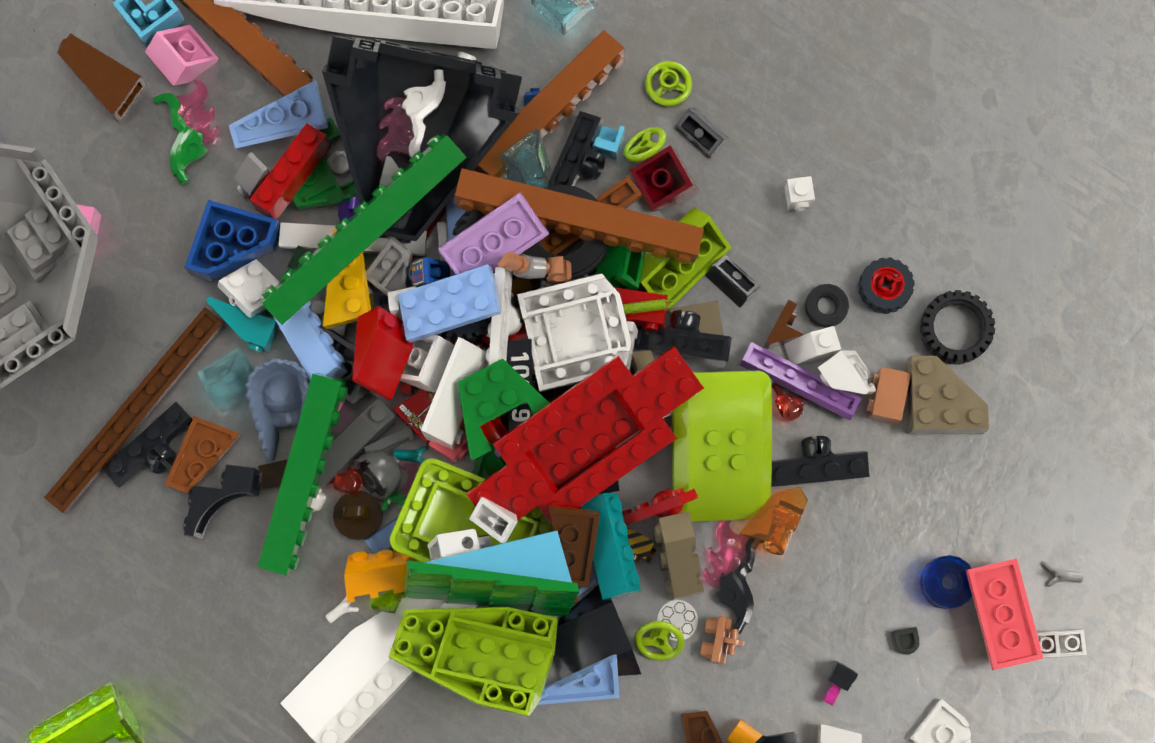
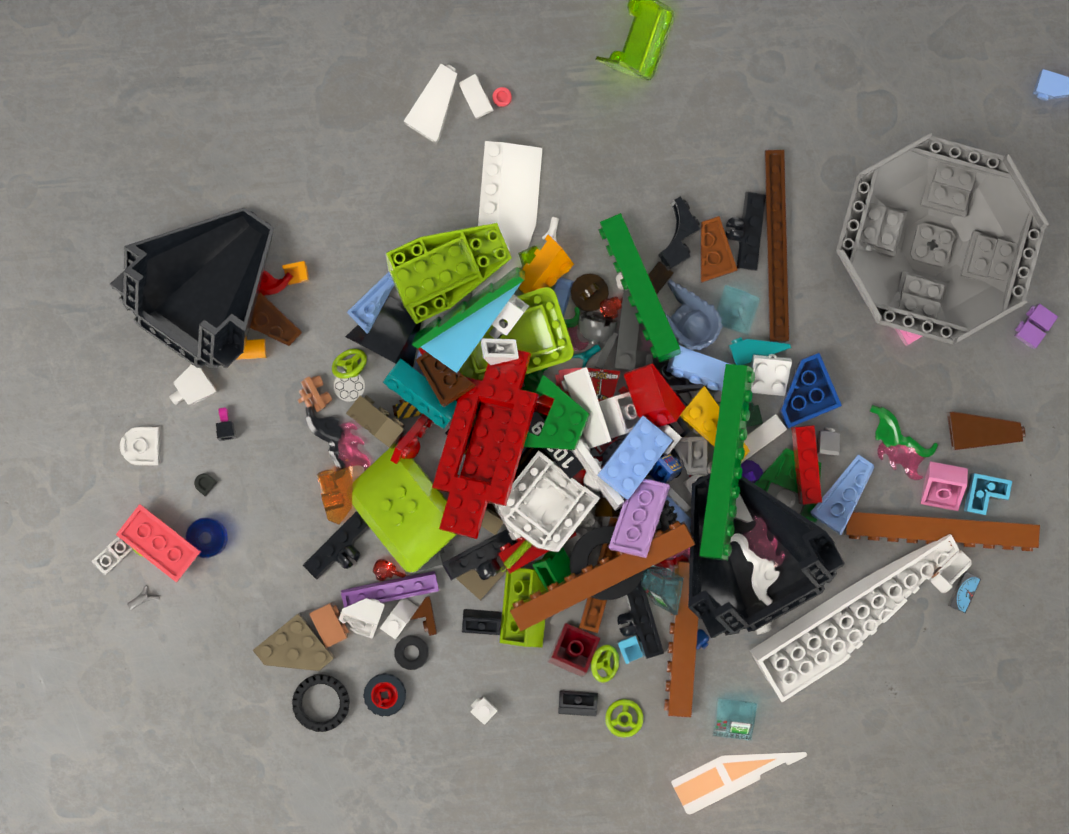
camera: 140 degrees right, 10 degrees up
(534, 267) = (603, 522): nougat piece -> none

